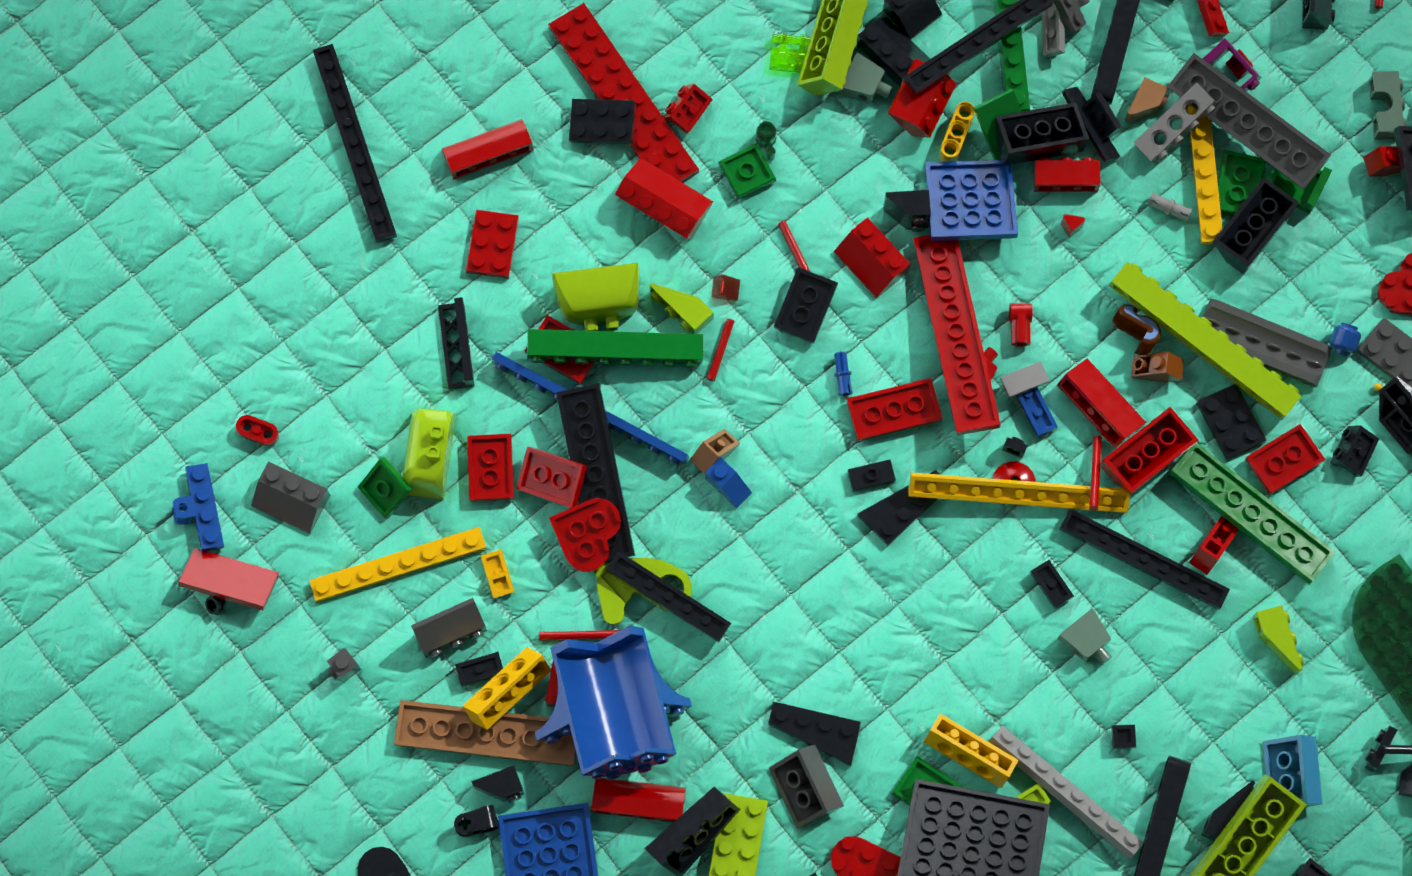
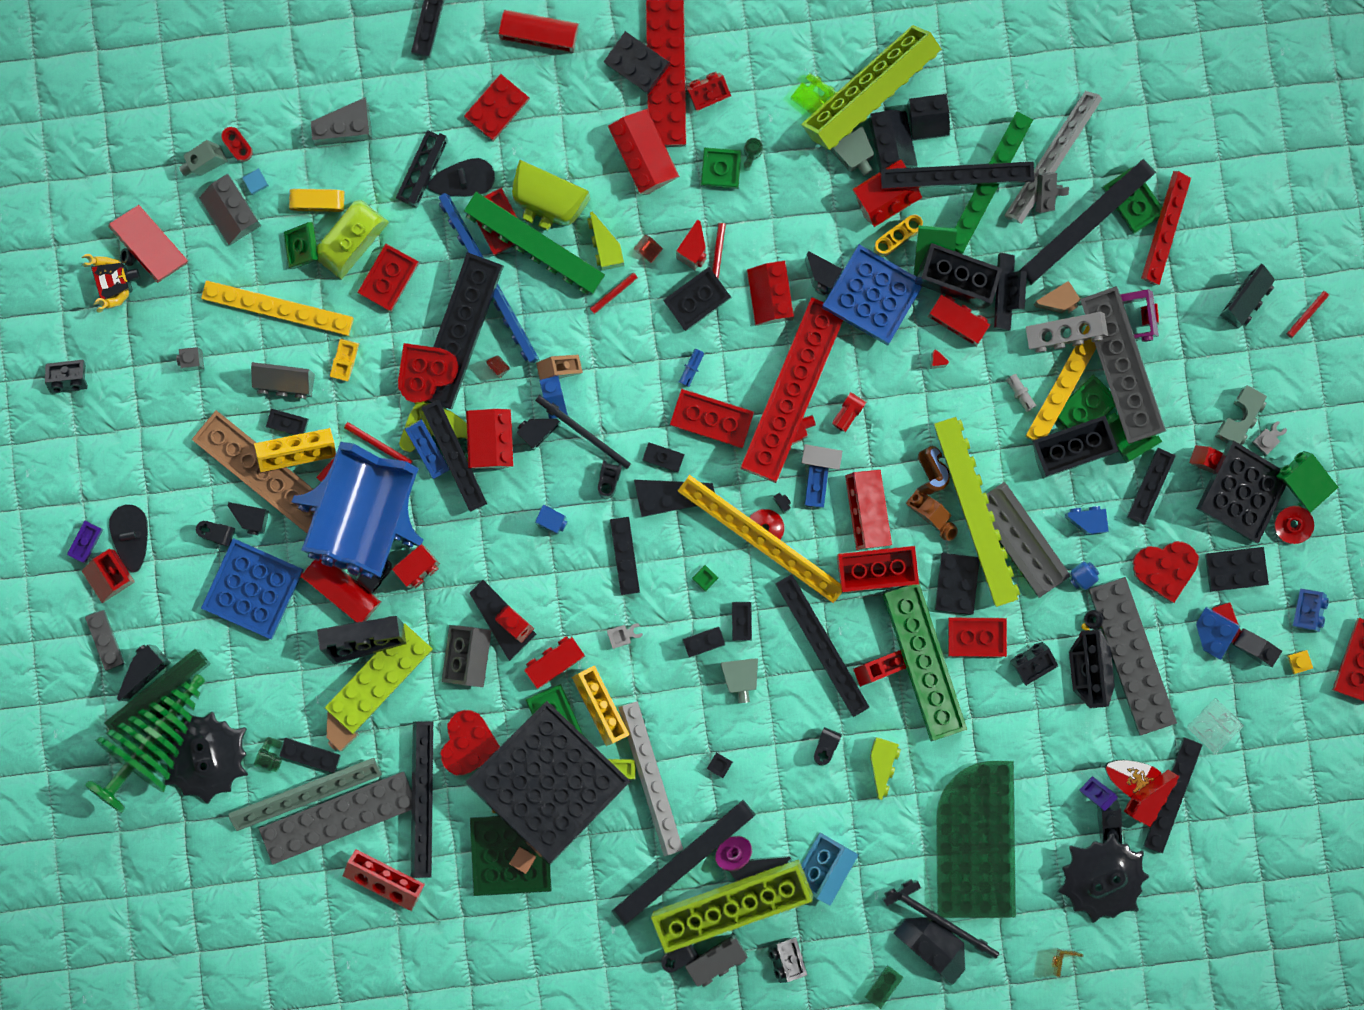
camera: 35 degrees right, 10 degrees up
(200, 508) = (160, 177): blue plate -> none
(213, 637) = (111, 280): none -> torso
(225, 761) = (65, 376): none -> black bracket
(236, 456) = (203, 159): none -> sand green torso
(298, 455) = (255, 181): none -> dark azure tile
(353, 348) = (343, 125): none -> dark grey wedge
(371, 436) = (316, 200): none -> yellow beam
(503, 330) = (464, 178): none -> black shield
(551, 477) = (425, 313): red plate -> none
(637, 607) = (427, 449): none -> blue plate
(653, 487) = (498, 366): none -> clear red slope
(663, 773) = (373, 583): none -> black piece
(693, 558) = (489, 438): none -> red slope
(701, 727) = (416, 567): none -> red brick
(732, 525) = (536, 430): none -> black slope
(737, 492) = (553, 409): none -> black bar
(772, 258) = (693, 249): none -> red slope
(803, 600) = (551, 520): none -> blue slope
(832, 524) = (609, 476): none -> black piece
(833, 721) = (514, 623): none -> red torso
(896, 737) = (554, 662): none -> red brick
(897, 593) = (625, 556): none -> black plate
(945, 671) = (621, 636): none -> light grey plate
(988, 565) = (705, 578): none -> green tile
(1029, 626) = (704, 642): none -> black brick
(1095, 473) = (826, 561): red bar -> none
(1190, 377) = (948, 531): none -> dark orange plate
(1191, 807) = (733, 853): none -> magenta dish
(1213, 649) = (827, 742): none -> black piece
(1315, 286) = (1089, 521): none -> blue slope
(1348, 219) = (1150, 486): none -> black plate
(1375, 374) = (1088, 619): none -> black plate

